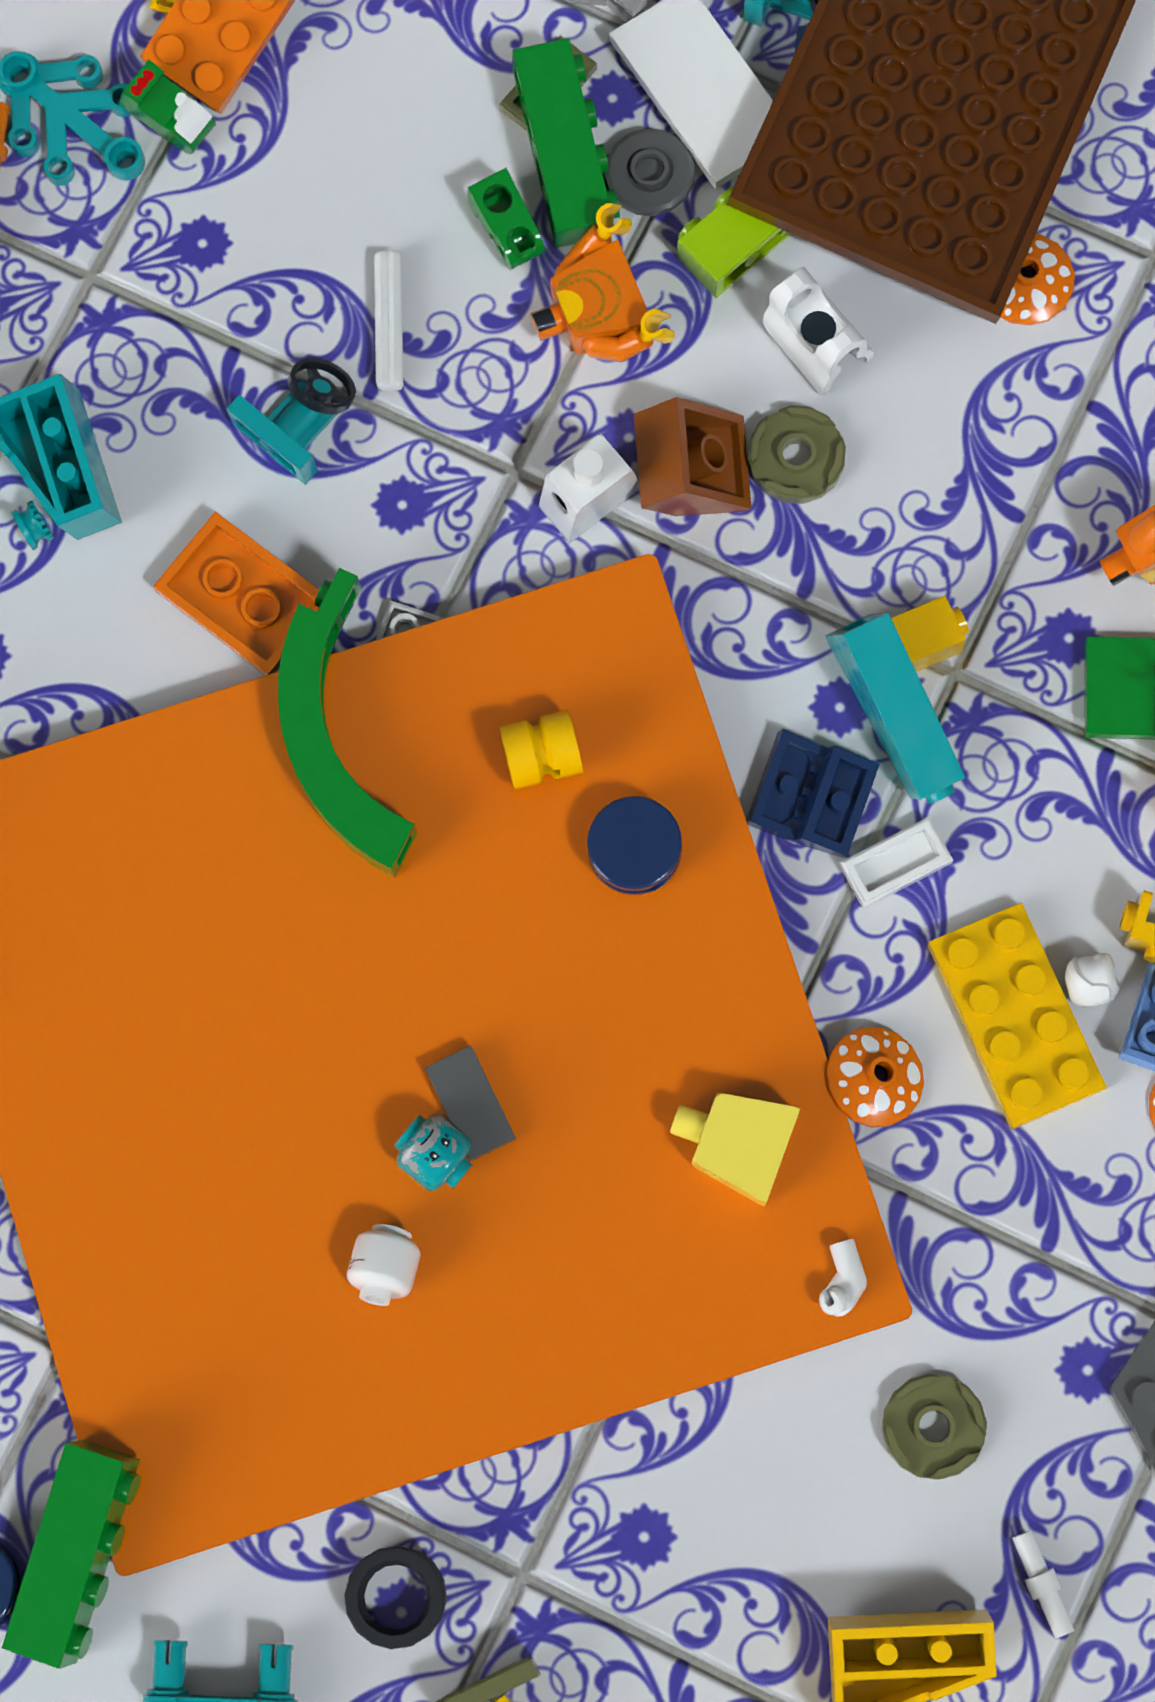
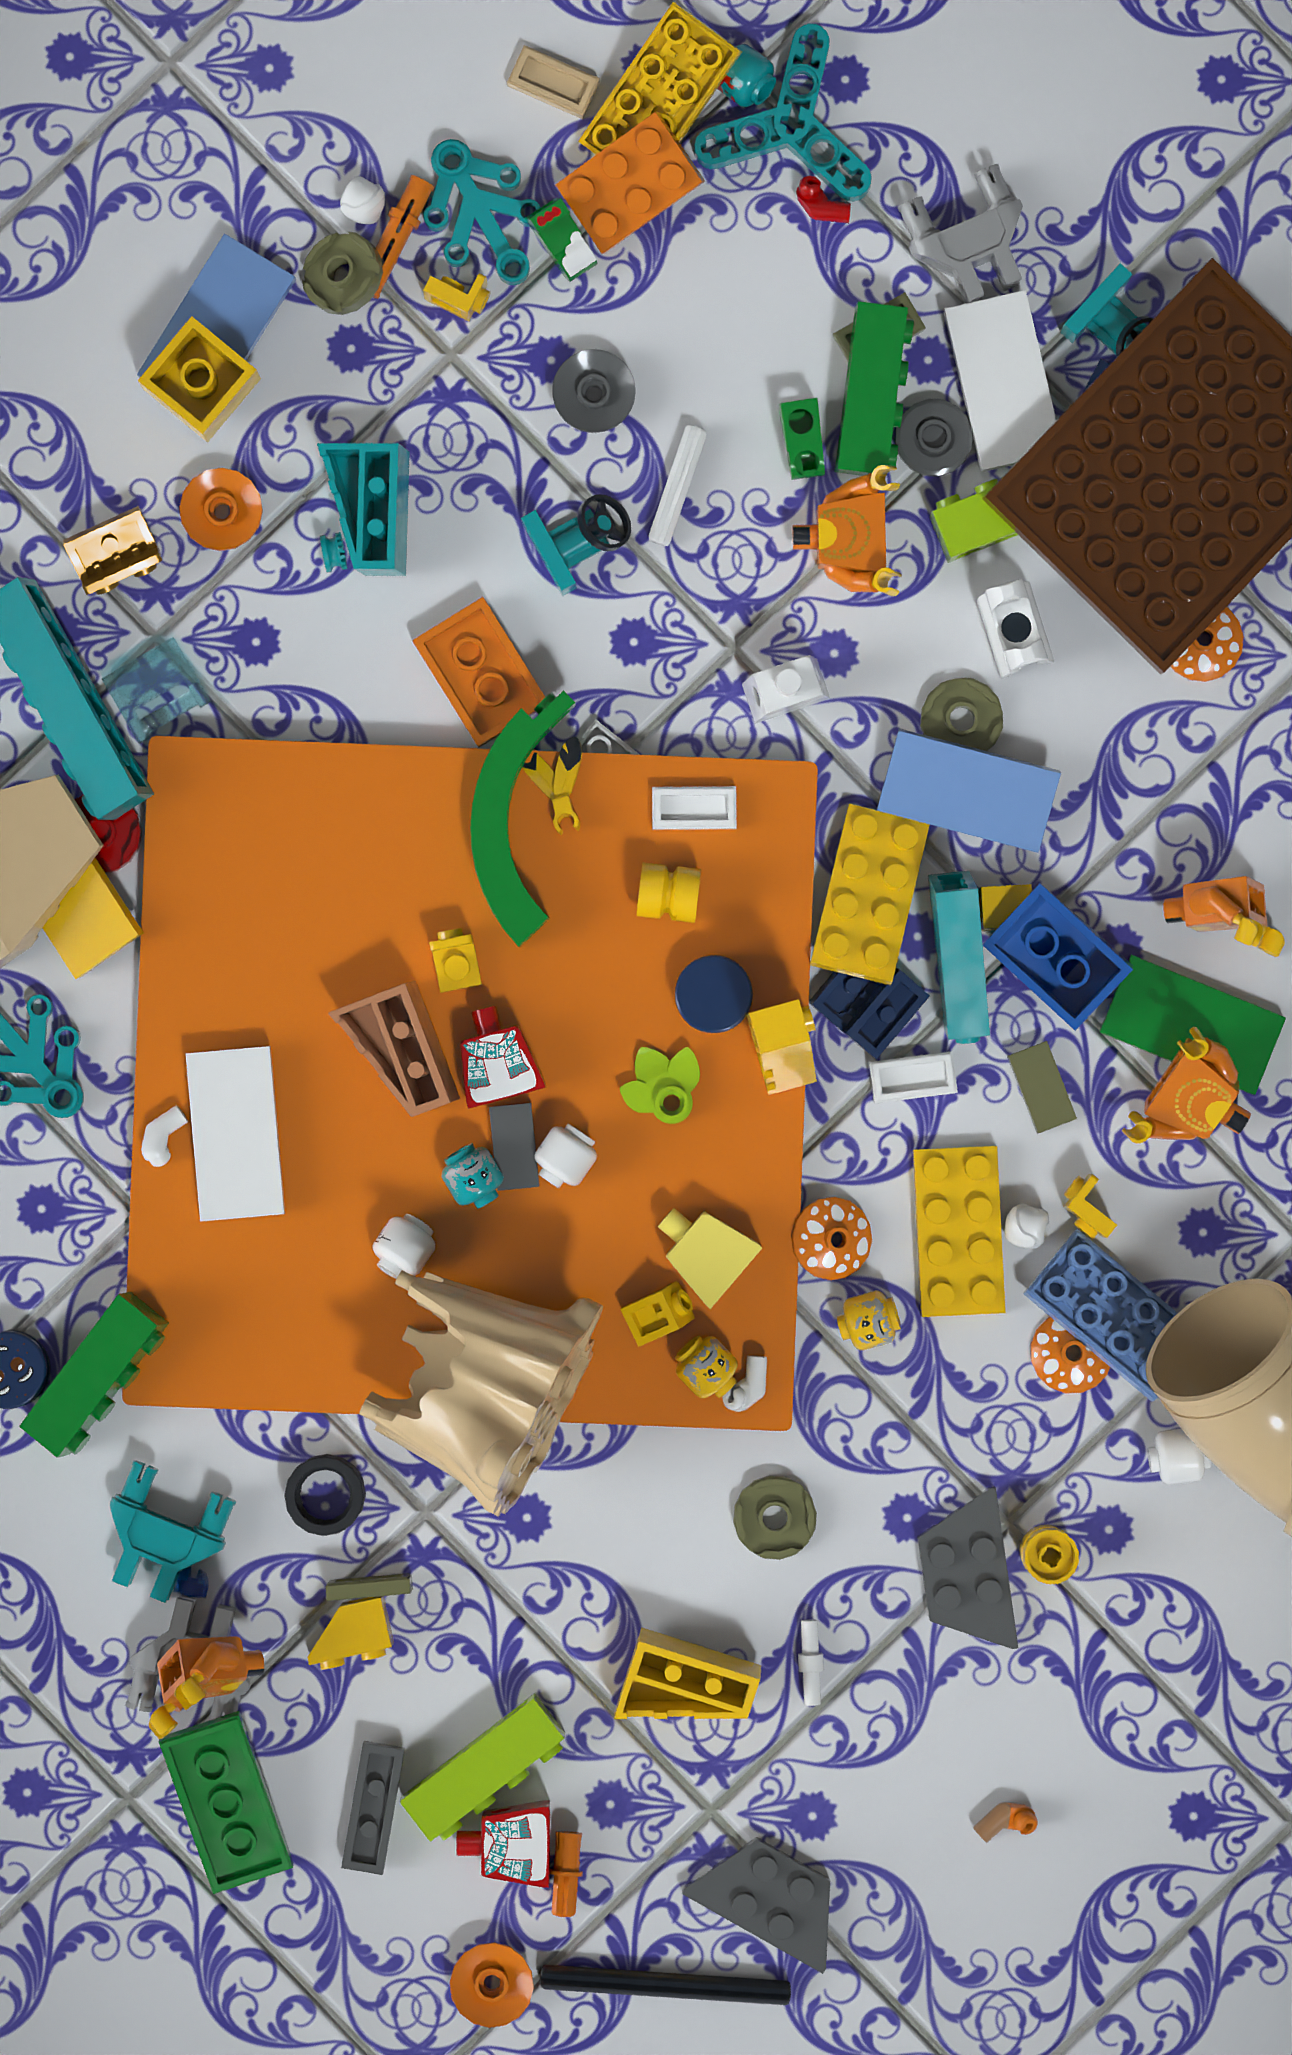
camera: 15 degrees right, 10 degrees up
(51, 1241) = (156, 1136): none -> white arm
(73, 214) = (450, 296): none -> yellow bracket
(141, 1206) = (235, 1133): none -> white tile
(255, 233) = (589, 370): none -> dark grey dish
(297, 1031) = (401, 1046): none -> nougat wedge
(326, 916) = (455, 960): none -> yellow bracket
(375, 678) = (559, 784): none -> yellow piece
(416, 1012) = (497, 1062): none -> torso
(533, 1089) = (565, 1156): none -> white head
(535, 650) = (693, 808): none -> white tile
(543, 1386) = (487, 1385): none -> tan piece
(609, 964) = (659, 1078): none -> lime plate
(691, 459) = (875, 693): dark orange slope -> none
(708, 1233) = (658, 1313): none -> yellow bracket
(734, 864) = (784, 1045): none -> yellow wedge
(768, 677) = (869, 894): none -> yellow plate
(787, 1274) = (706, 1367): none -> yellow head
(835, 523) = (968, 790): none -> medium blue tile
(954, 1153) = (869, 1320): none -> yellow head
(1007, 661) = (1058, 956): none -> blue slope
(1045, 820) = (1041, 1087): none -> olive tile

